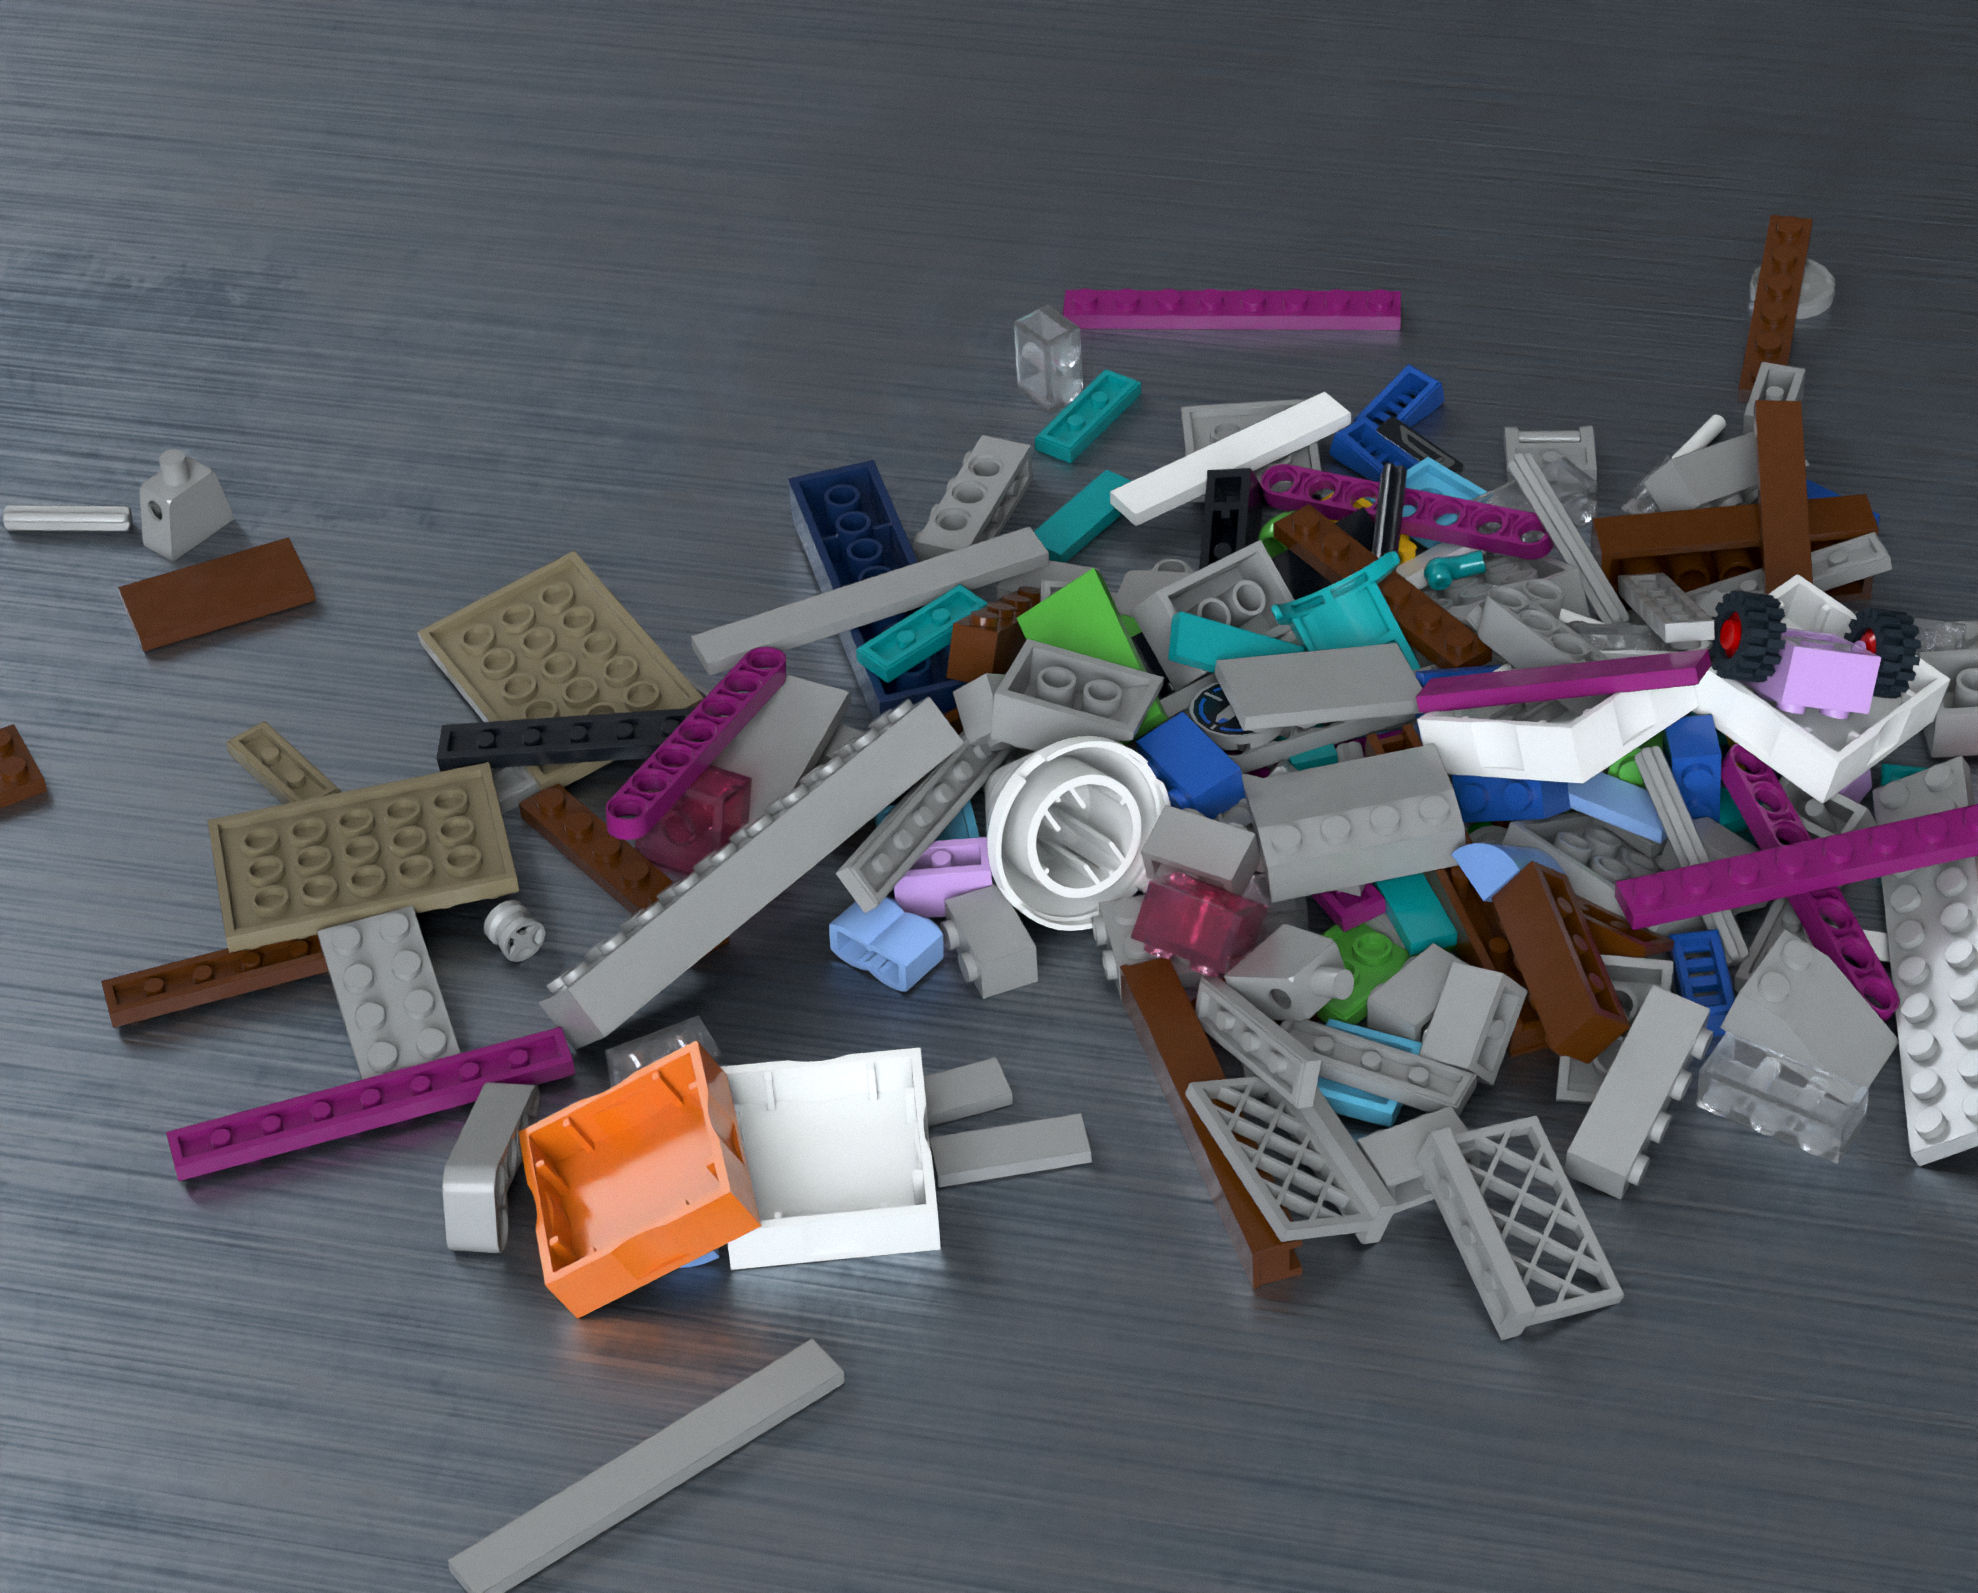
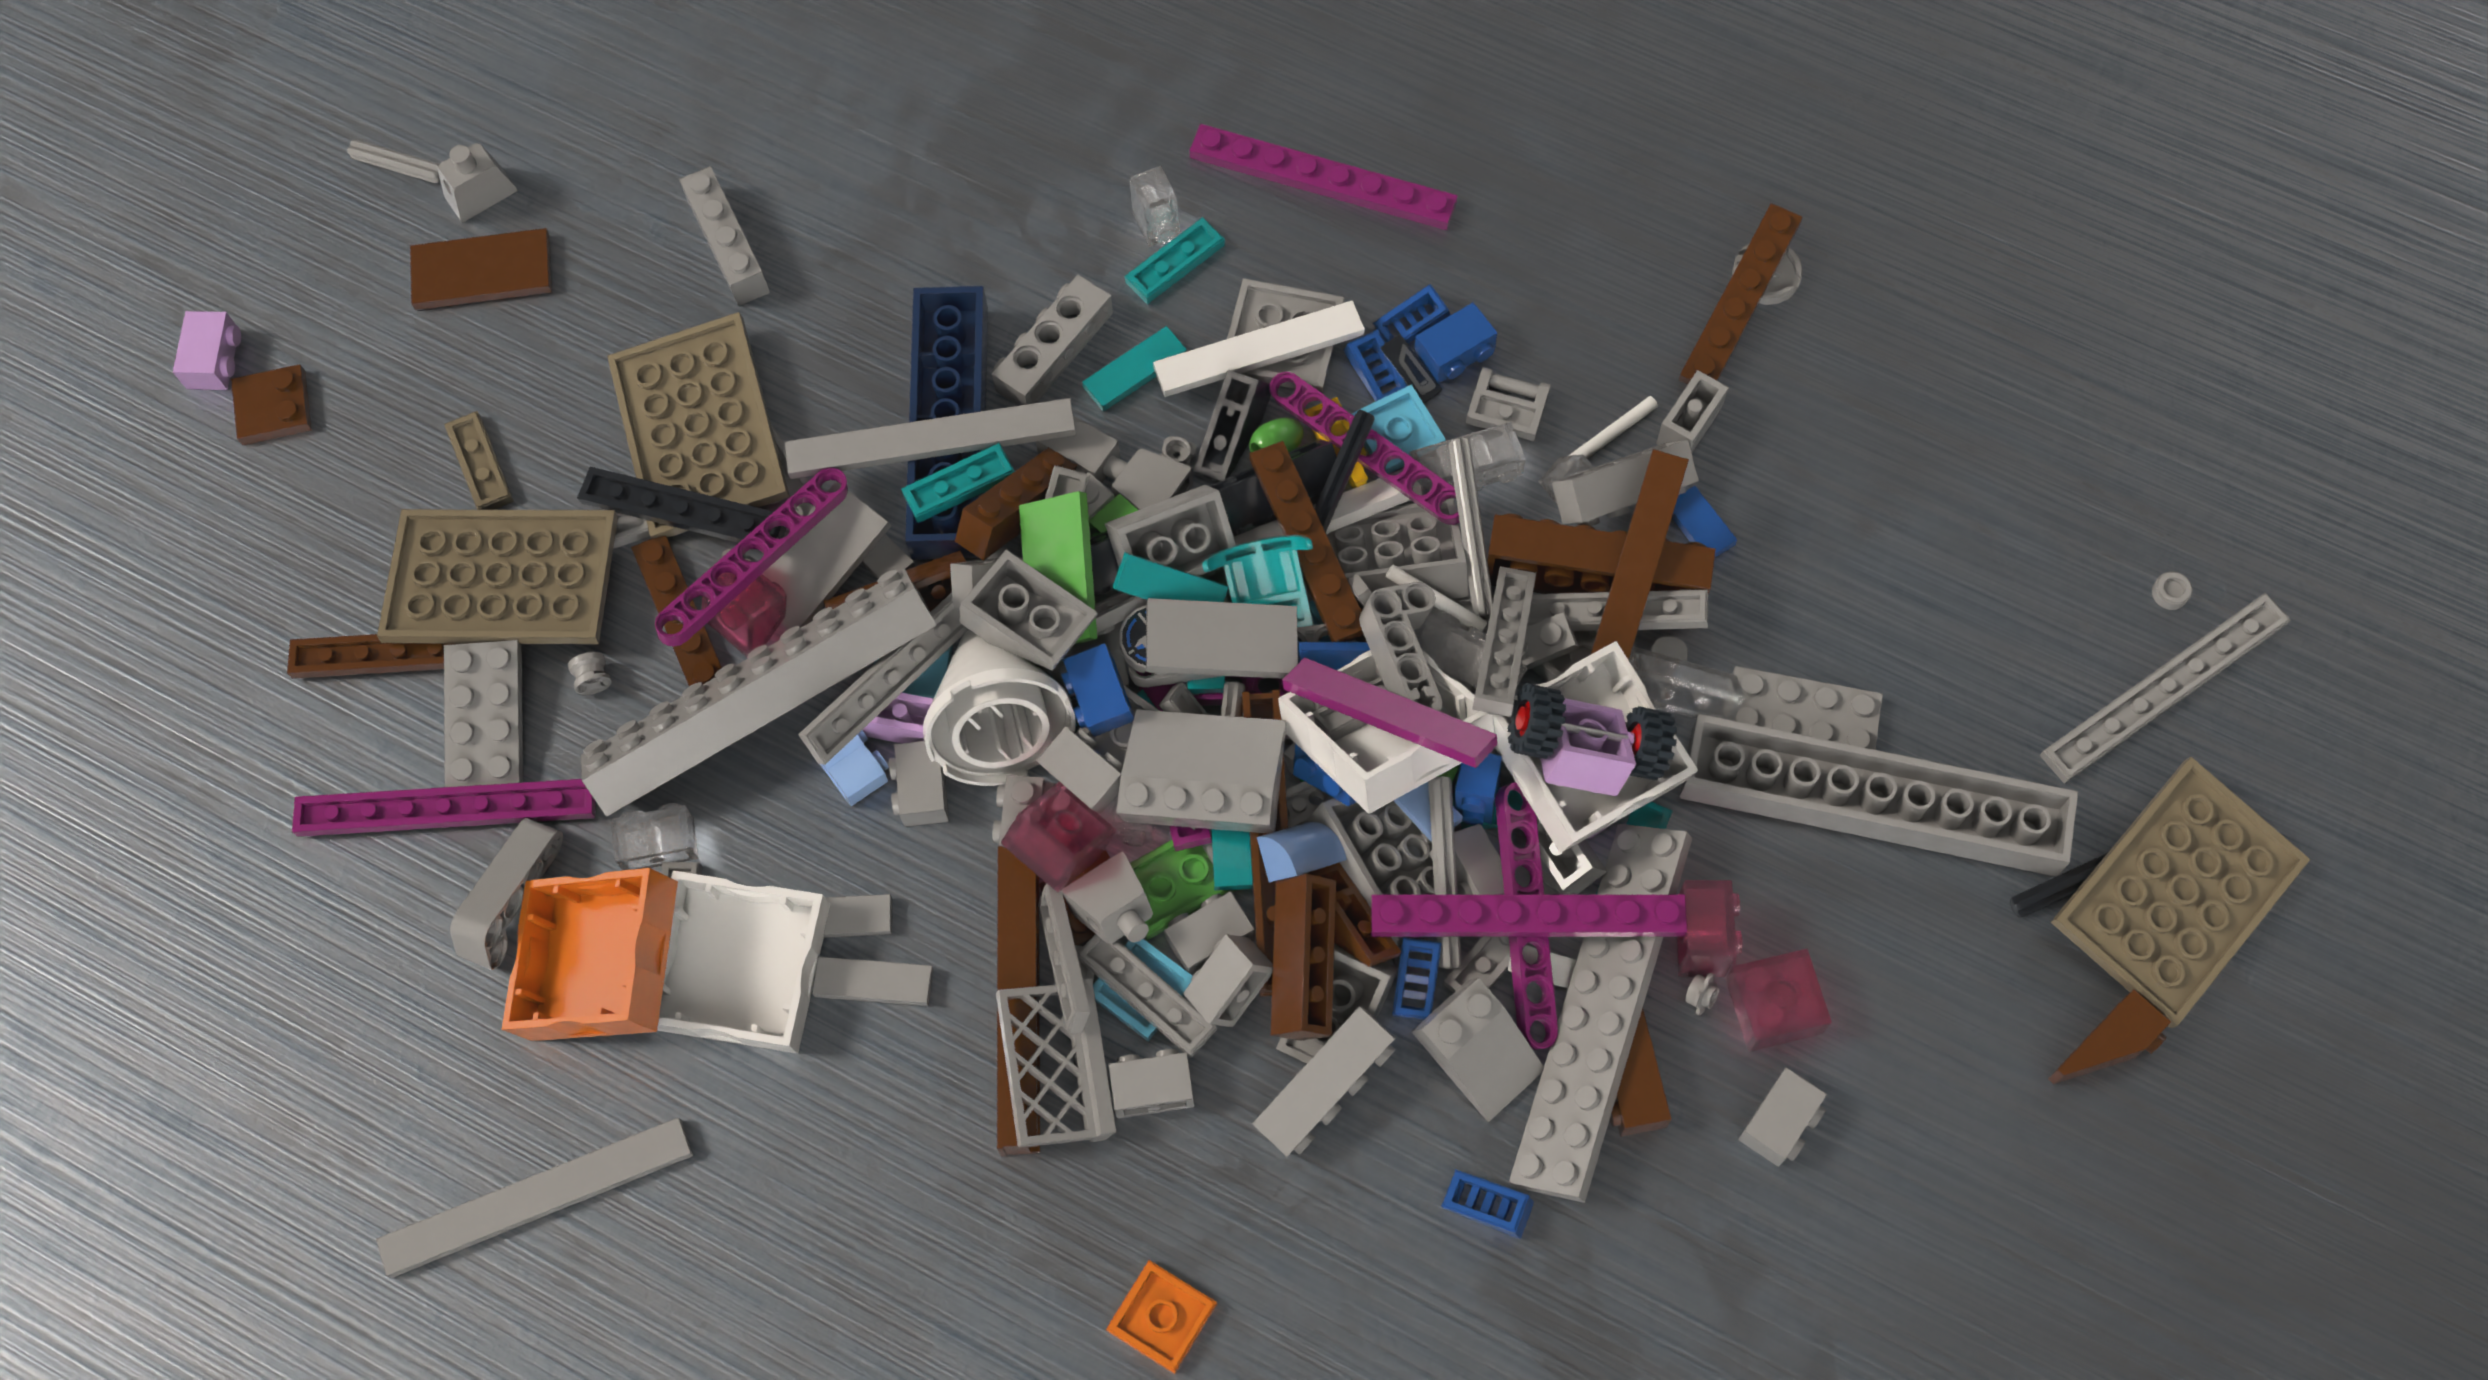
camera: 15 degrees right, 25 degrees up
(522, 495) = (724, 236): none -> light grey brick
(1443, 570) = (1385, 513): teal arm -> none
(1463, 411) = (1456, 343): none -> blue brick
(1483, 1246) = (1164, 1182): light grey fence -> none
(1536, 1394) = (1161, 1317): none -> orange tile
(1782, 1097) = (1433, 1105): clear brick -> none
(1917, 1196) = (1520, 1215): none -> blue slope

